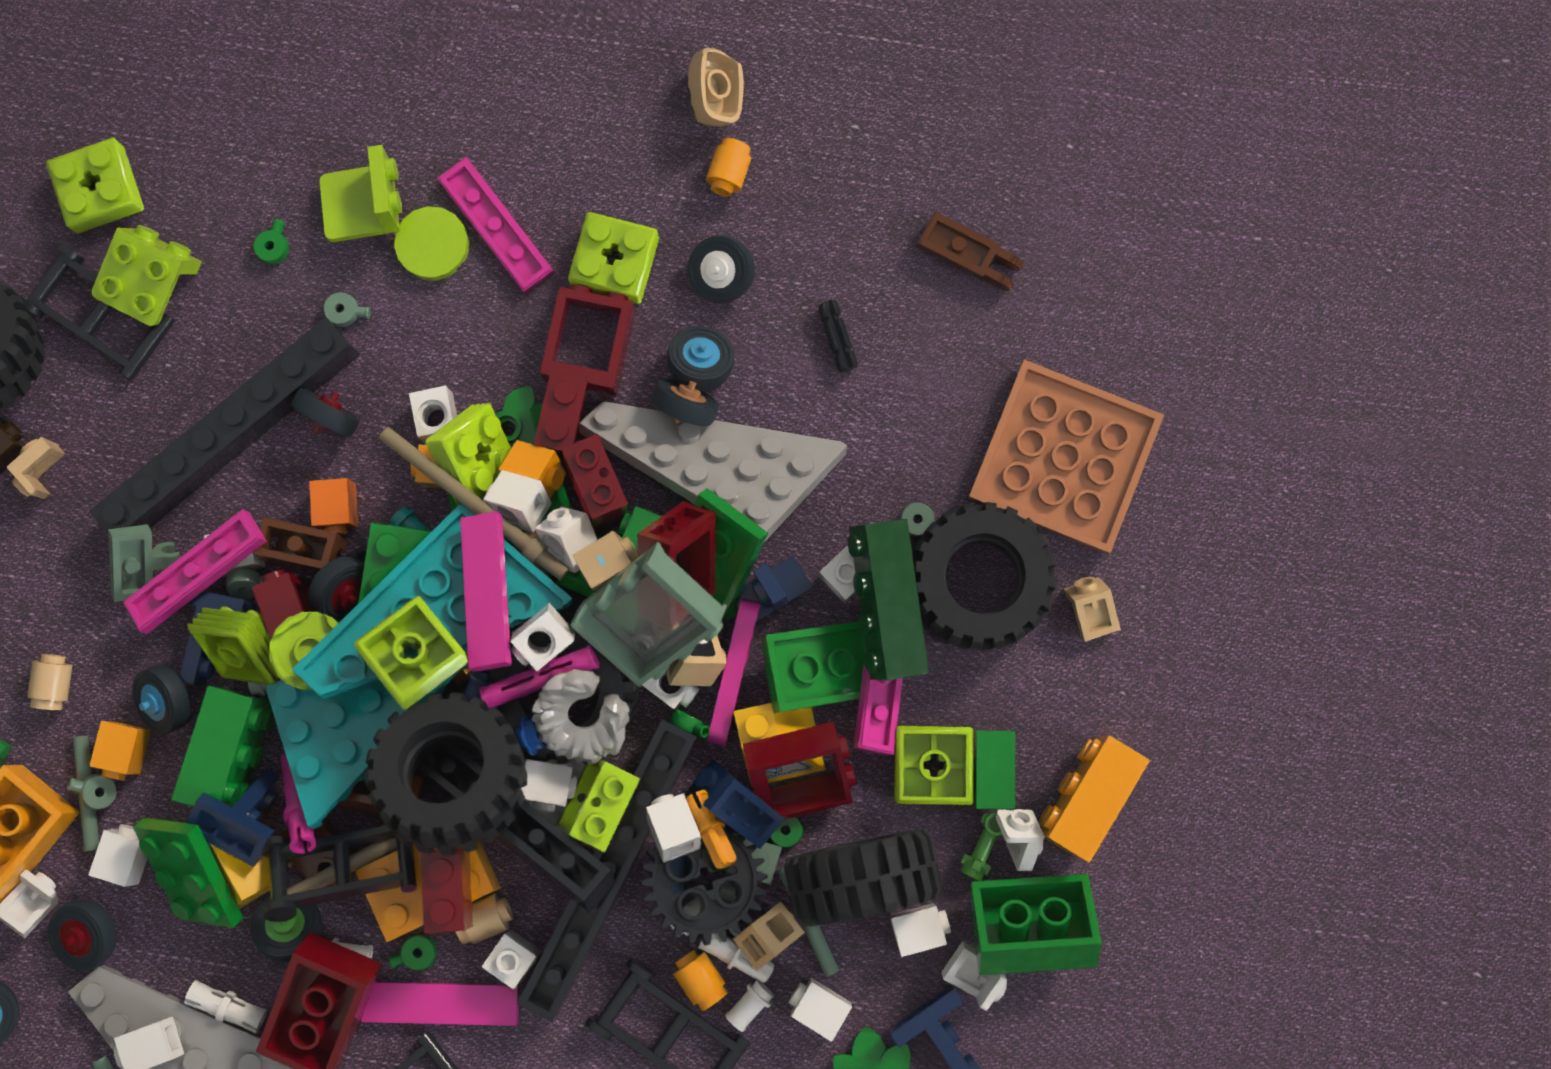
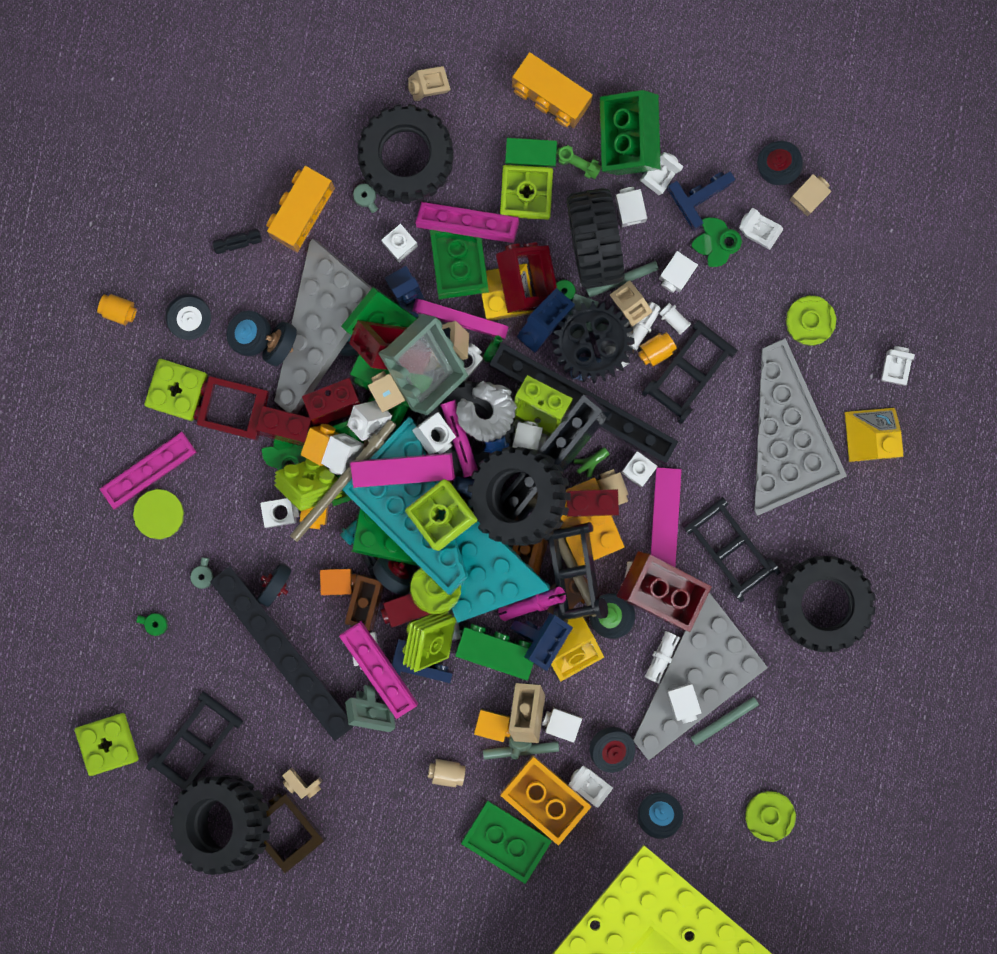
camera: 90 degrees left, 5 degrees up
(130, 799) = (527, 713): none -> tan brick
(142, 273) = (172, 709): lime bracket -> none
(161, 699) = (461, 696): black wheel -> none
(187, 872) = (574, 673): green plate -> none
(240, 582) = (386, 640): sand green piece -> none
(361, 199) = (127, 560): lime bracket -> none
(410, 958) = (633, 539): green piece -> none
(525, 884) = (590, 462): none -> bright green bar
(673, 826) = (558, 357): white brick -> none
(712, 832) = (562, 334): light orange axle -> none
(715, 87) = (60, 315): tan piece -> none
(888, 422) = (300, 208): none -> light orange brick
(888, 600) = (418, 214): dark green brick -> none
(967, 250) = (182, 151): reddish brown hinge -> none
(1022, 836) = (574, 137): white bracket -> none
(1066, 456) = (326, 94): nougat plate -> none

